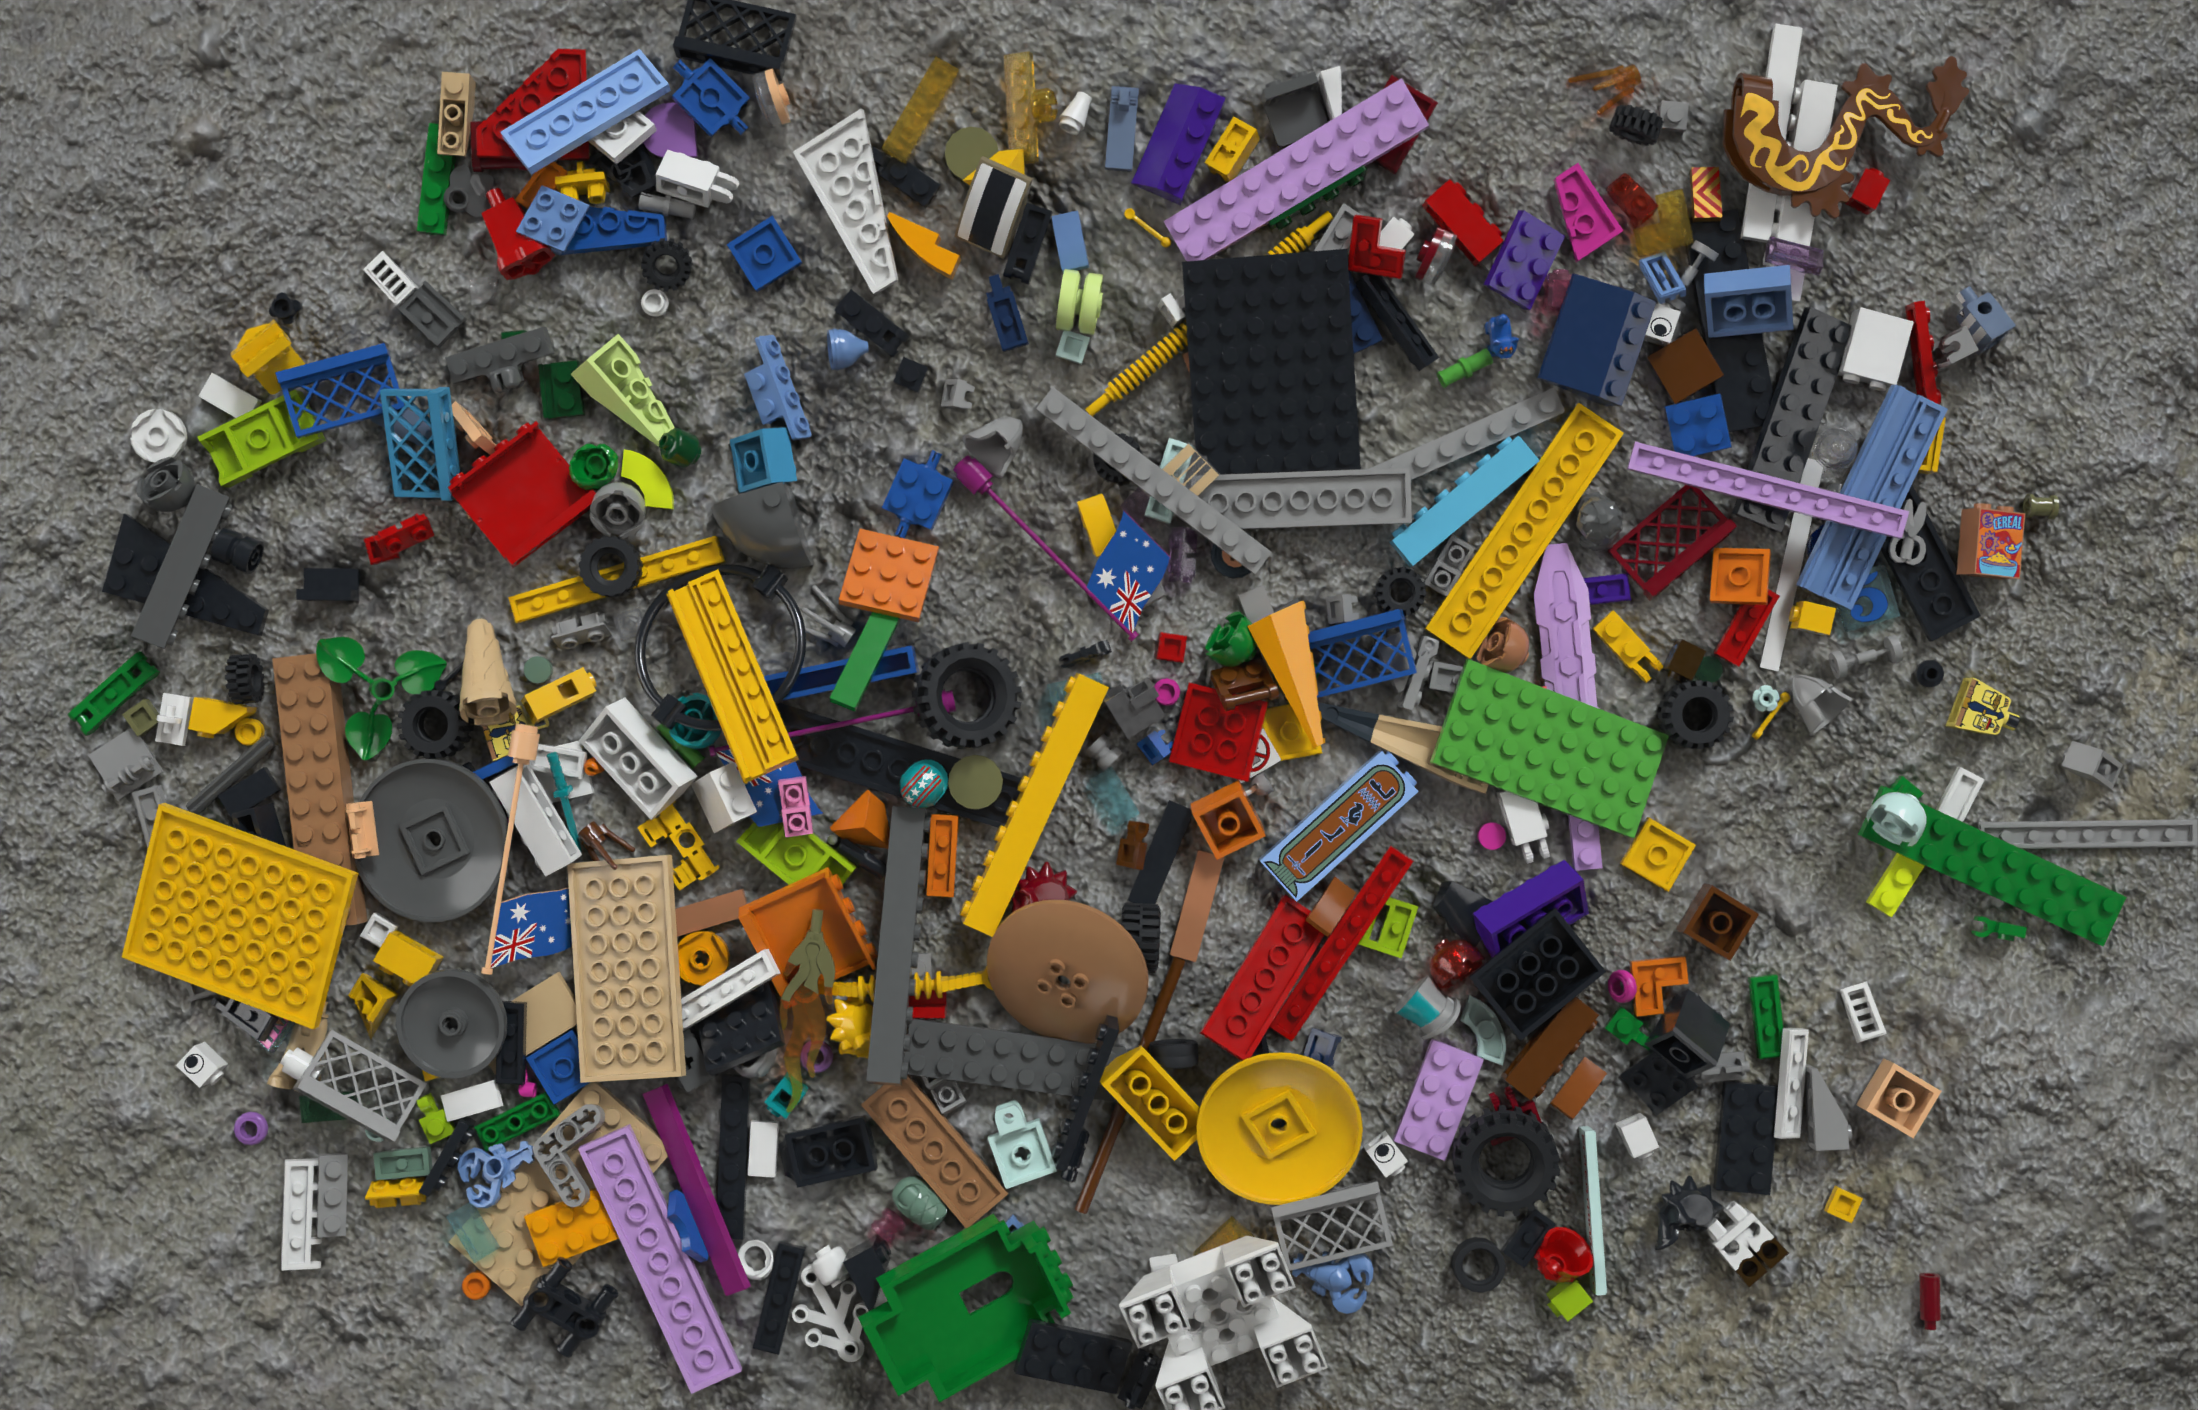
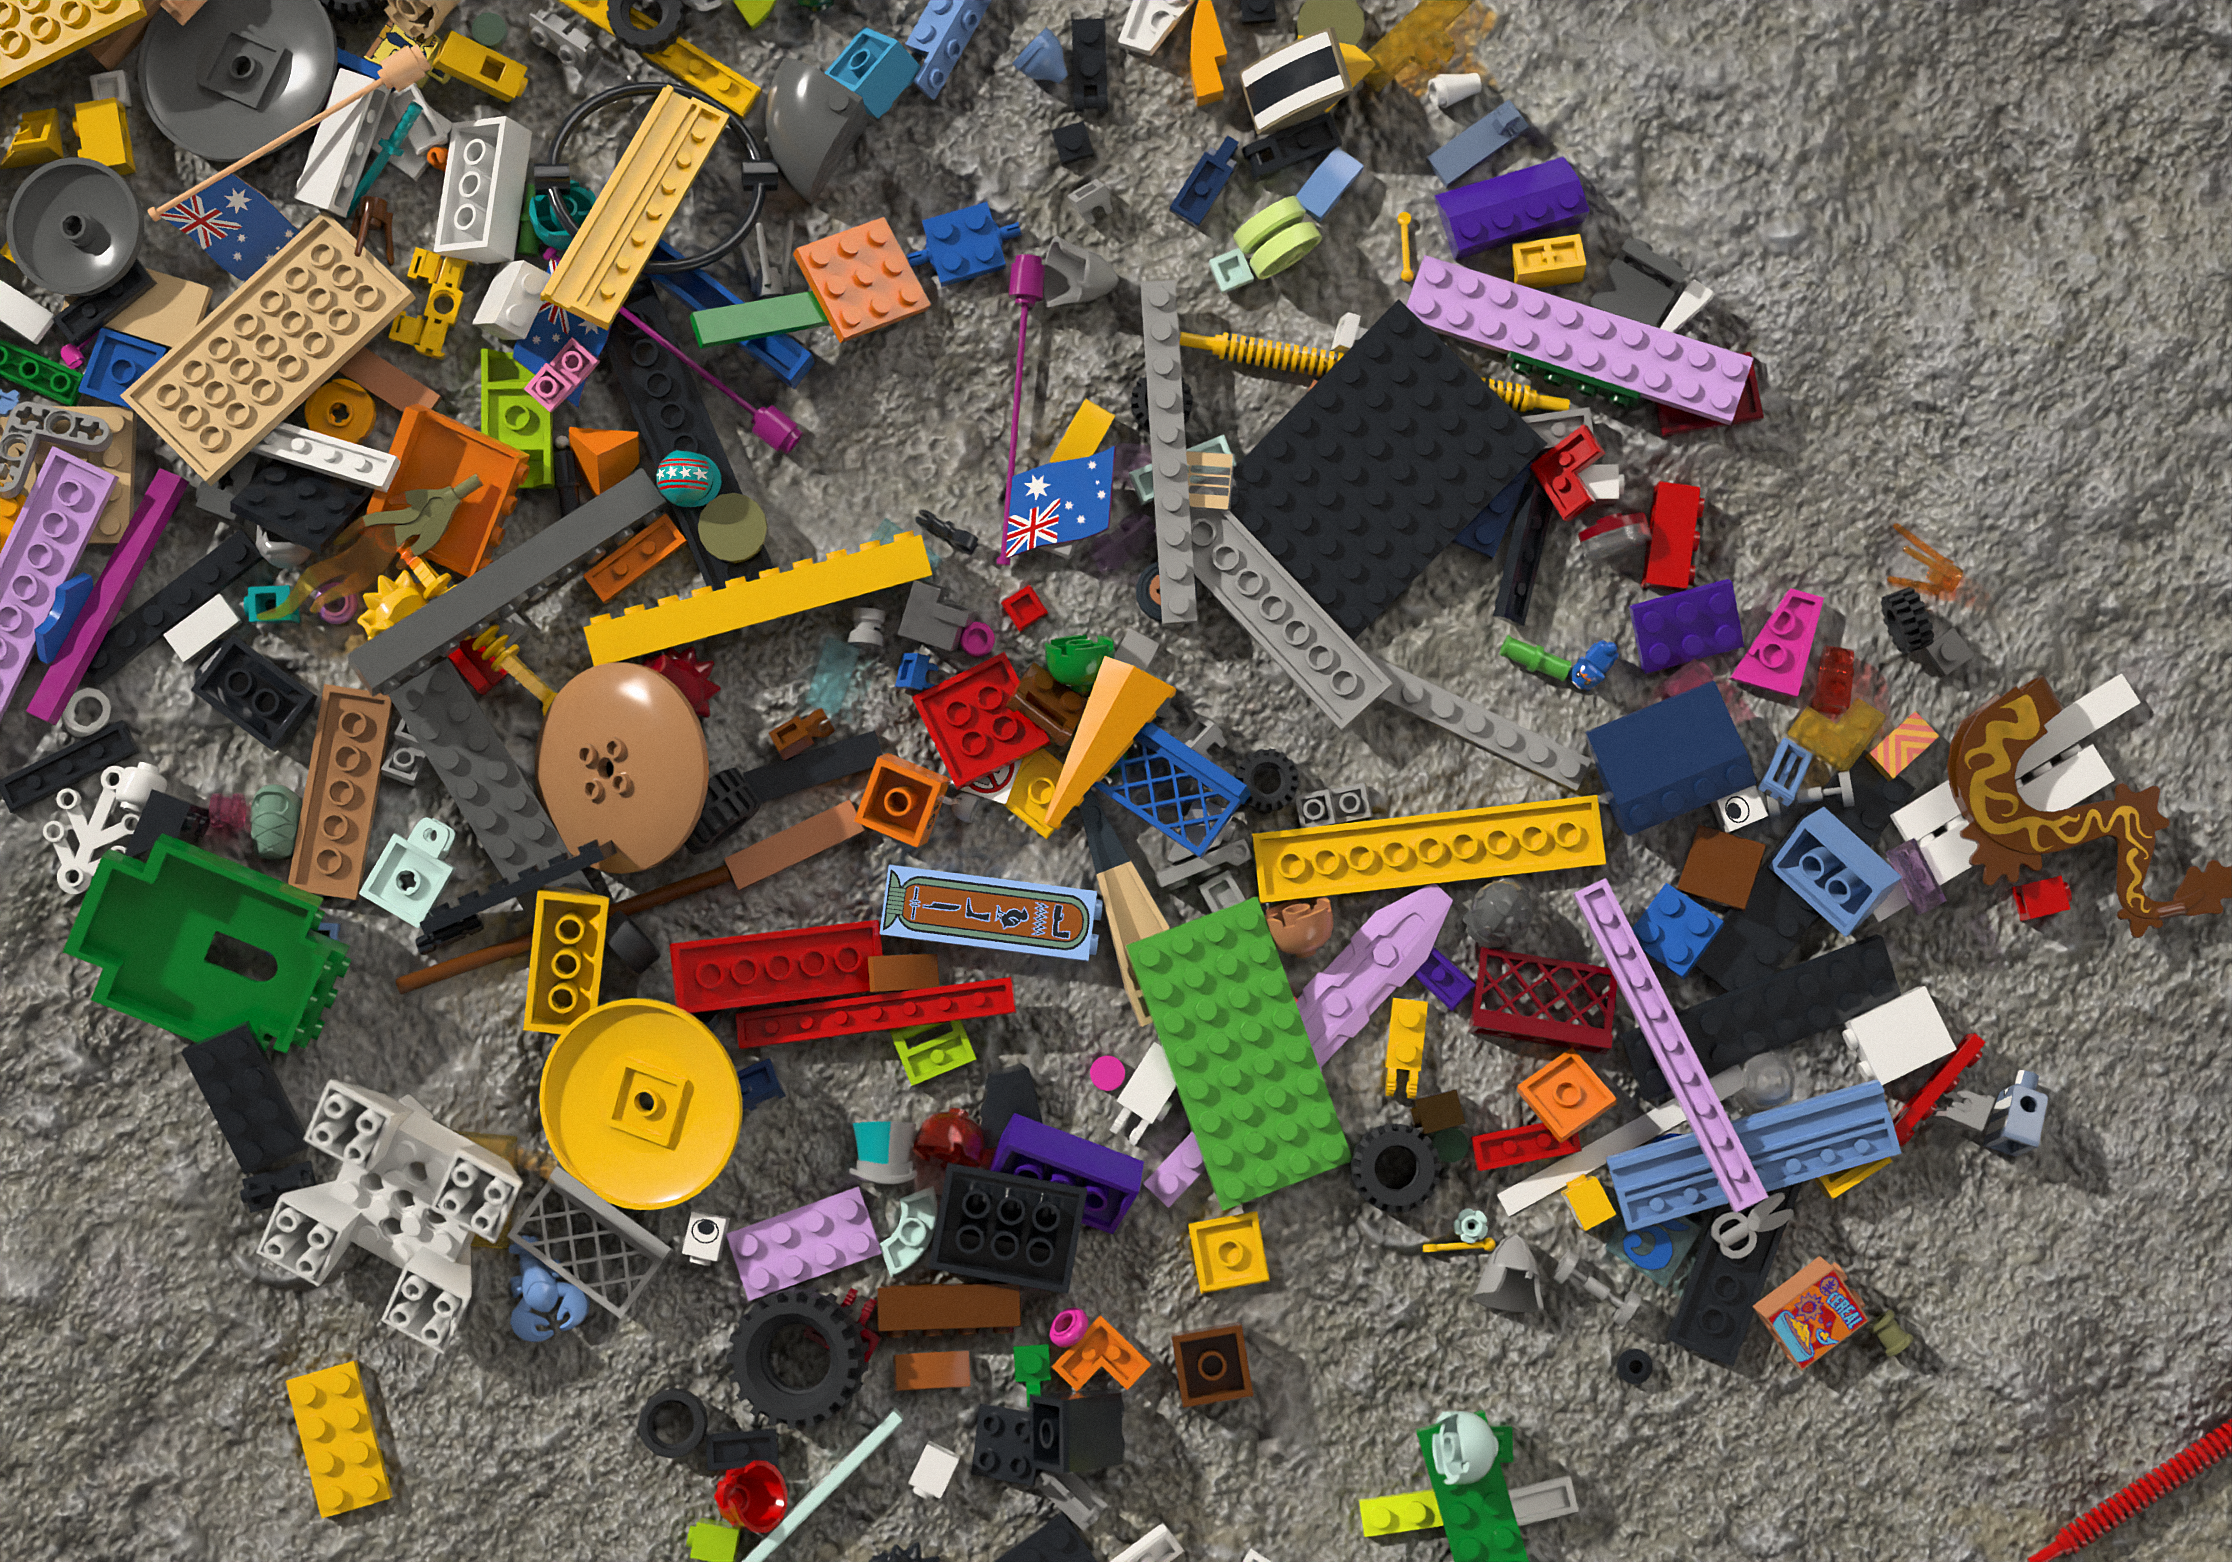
camera: 50 degrees right, 5 degrees down
(1000, 687) = (853, 447): black tyre -> none
(1464, 501) = (1407, 766): medium azure brick -> none
(1766, 1015) = (1163, 1497): green tile -> none
(1981, 709) = (1643, 1447): torso -> none

